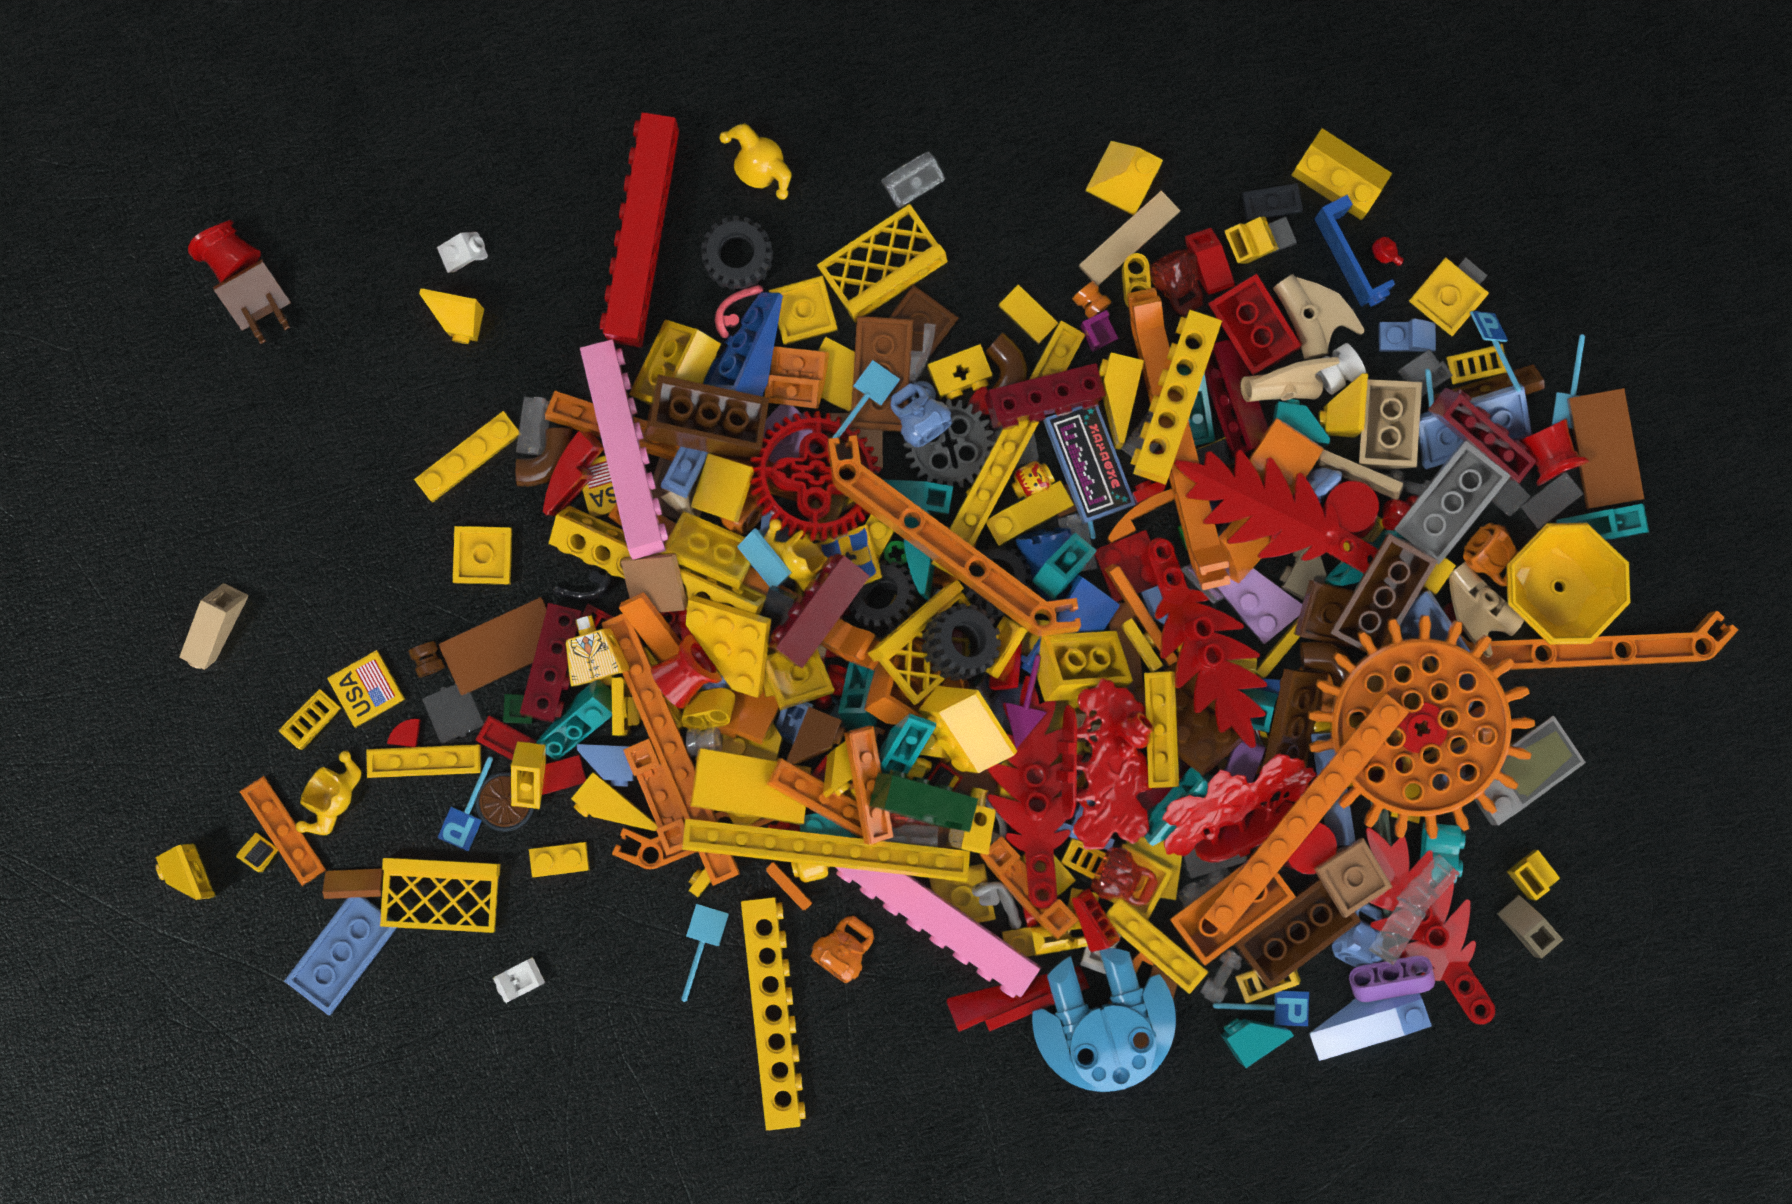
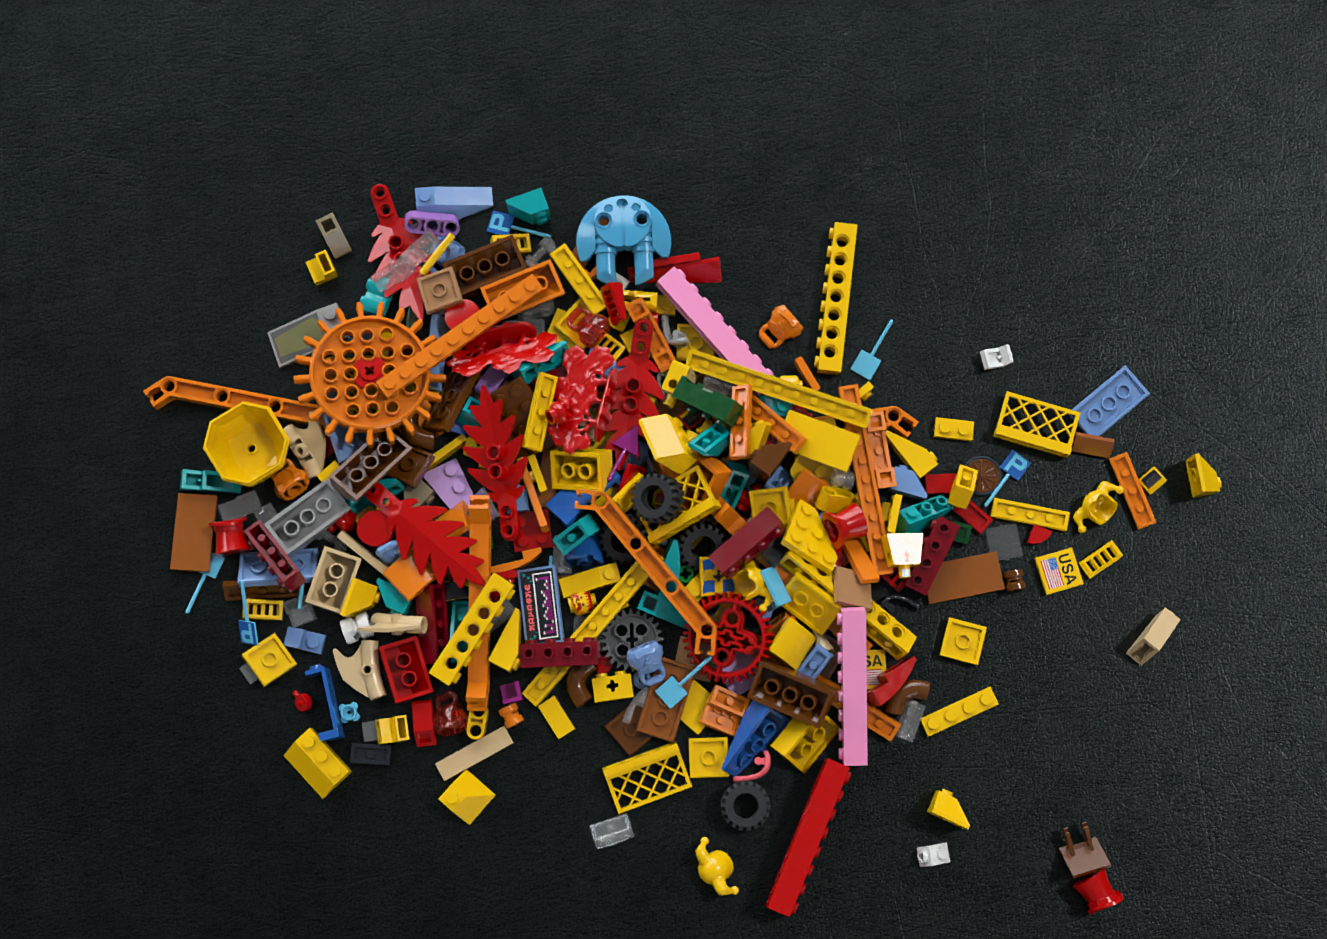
camera: 170 degrees left, 5 degrees down
(1325, 253) = (344, 712): none -> medium azure plate
(1371, 932) = (437, 254): none -> yellow piece

